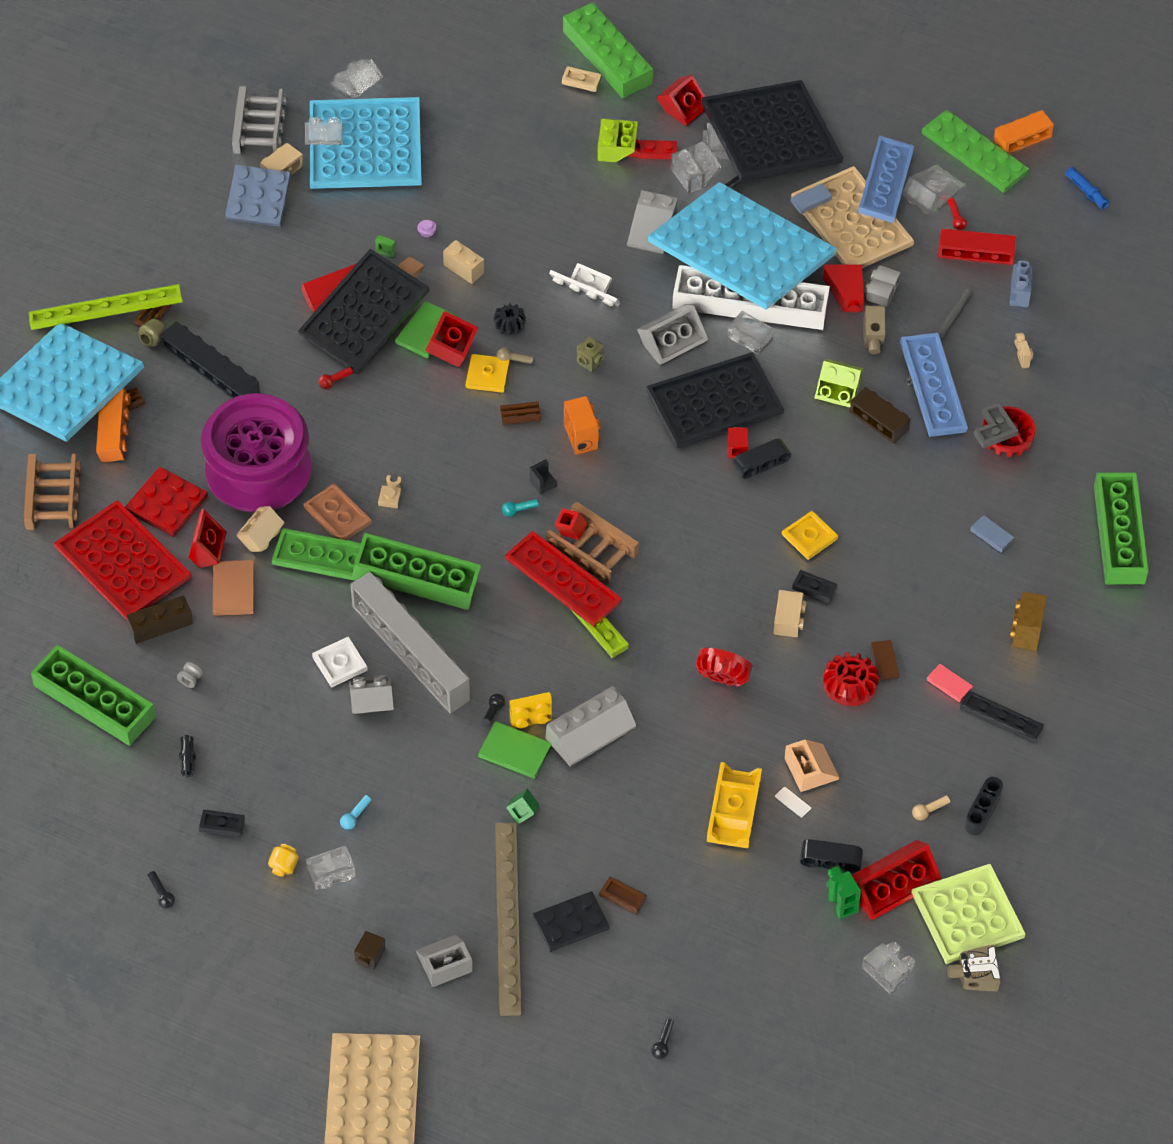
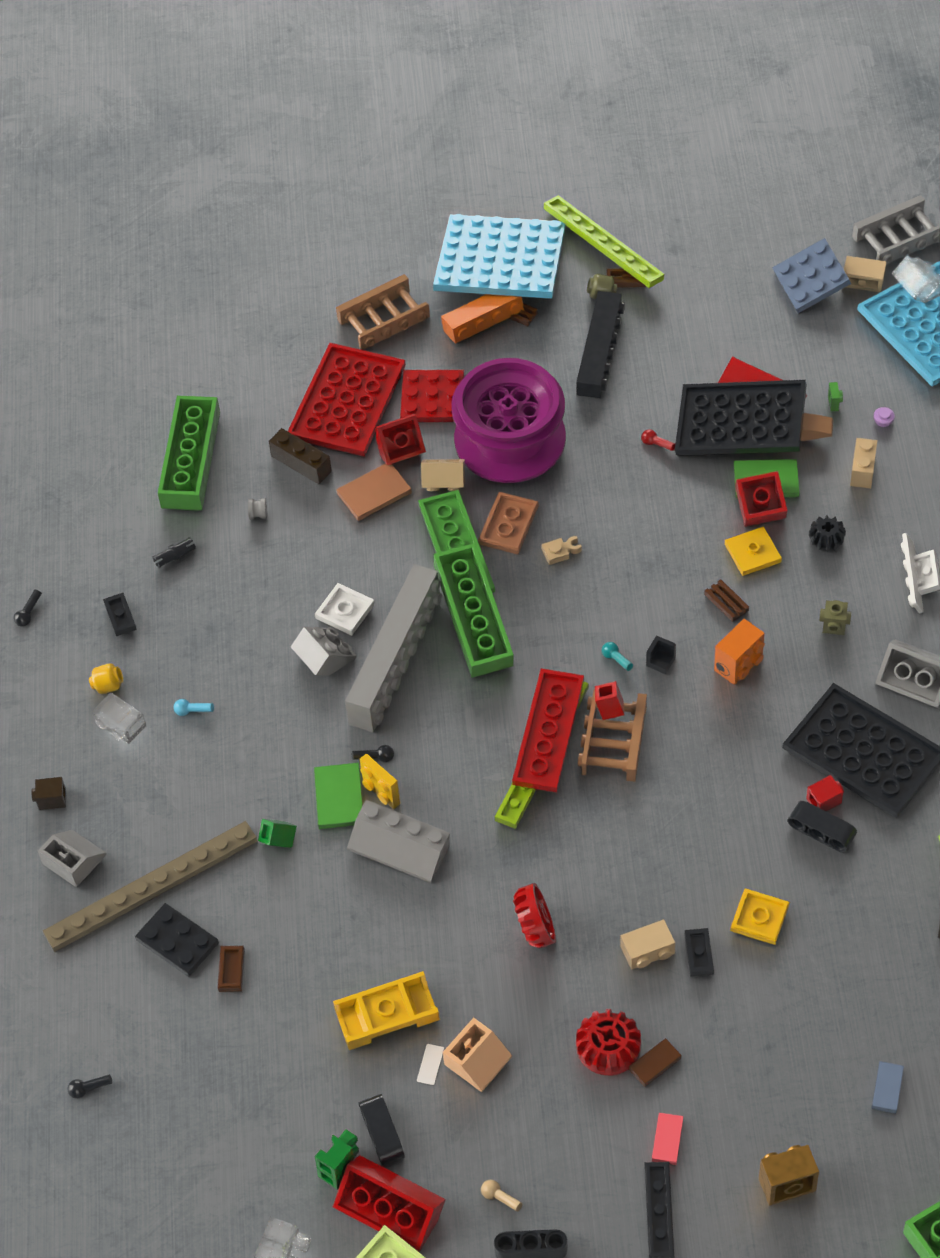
camera: 65 degrees right, 0 degrees up
(505, 354) = (784, 552): dark tan bar -> none

